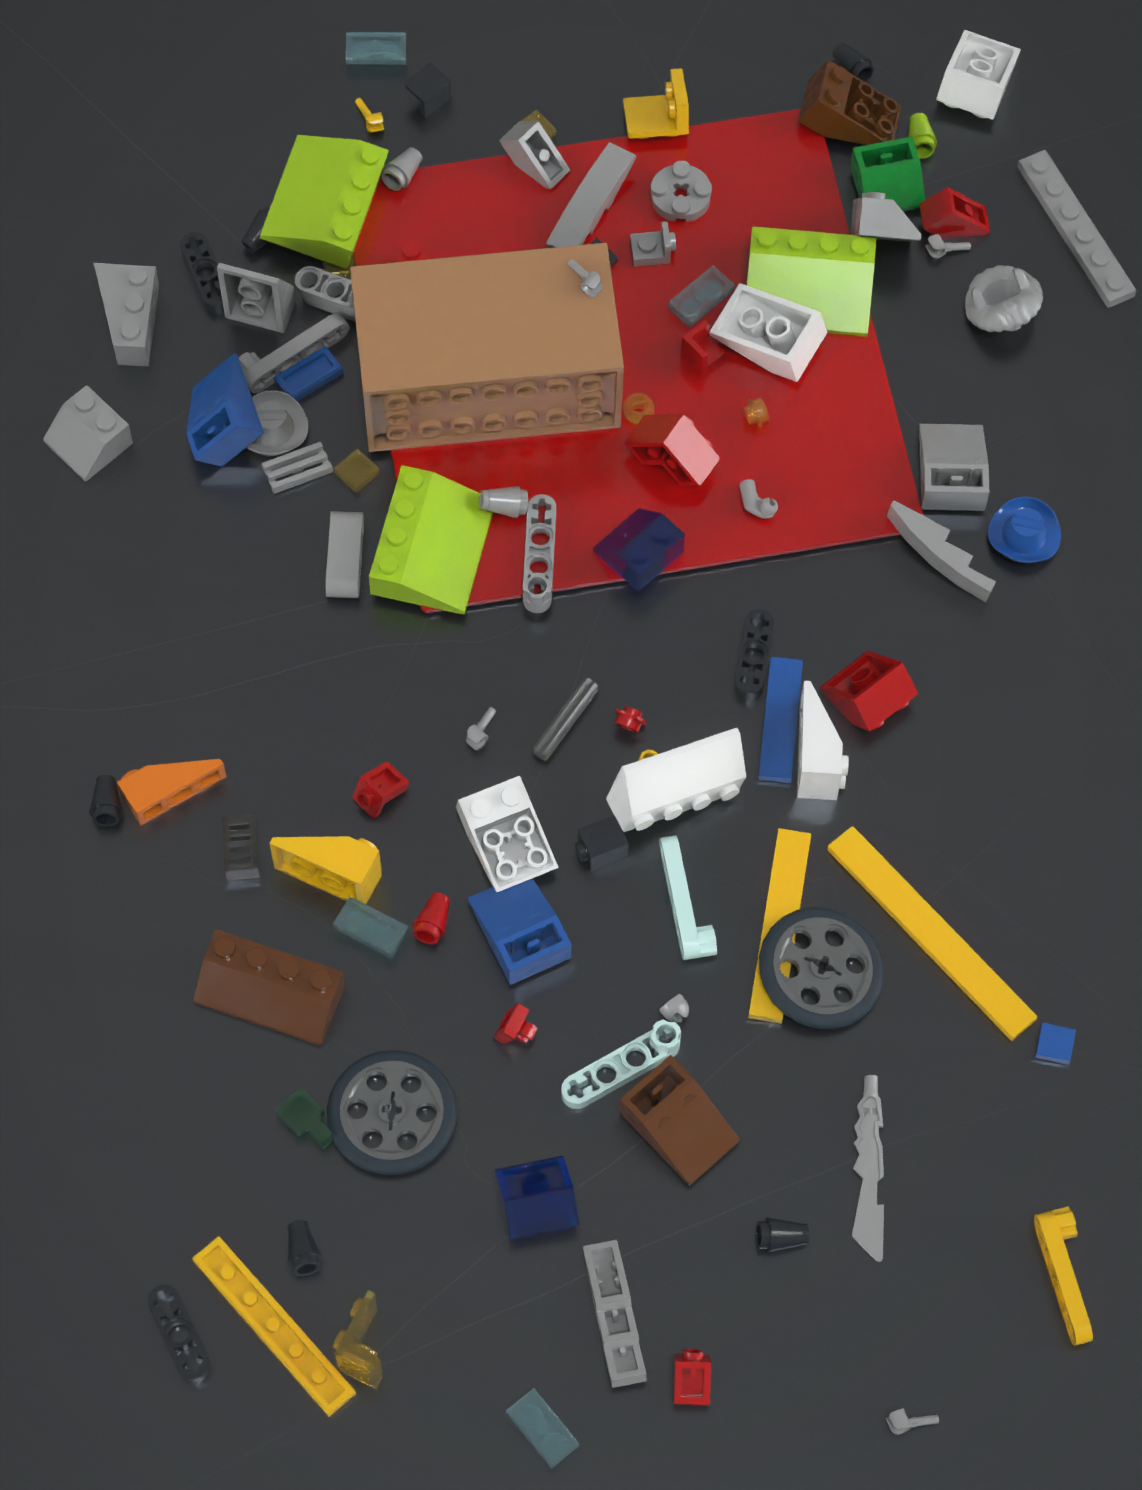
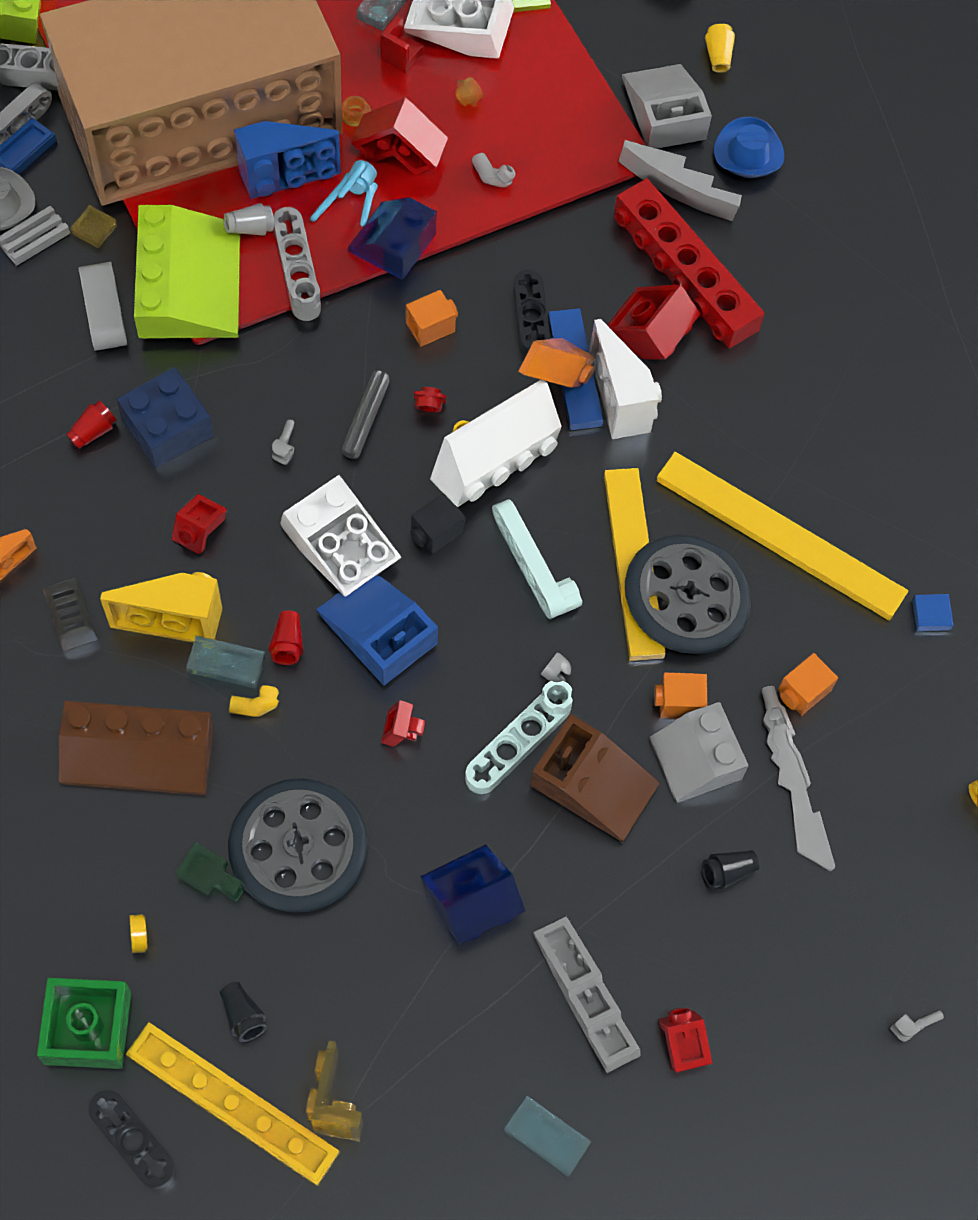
camera: 20 degrees left, 0 degrees up
(163, 1221) = (84, 1023): none -> green brick
(229, 1155) = (138, 933): none -> yellow tile
(305, 670) = (91, 424): none -> red cone
(375, 679) = (165, 417): none -> dark blue brick
(387, 976) = (258, 706): none -> yellow arm
(554, 444) = (285, 156): none -> blue slope
(621, 482) = (358, 180): none -> medium azure plant
(654, 637) = (431, 317): none -> orange brick
(757, 713) = (558, 362): none -> orange slope
(784, 1063) = (680, 694): none -> orange brick
(784, 1121) = (699, 753): none -> light grey slope
(899, 565) = (703, 267): none -> red brick
(907, 1083) = (807, 684): none -> orange brick
(1029, 413) = (720, 46): none -> yellow cone

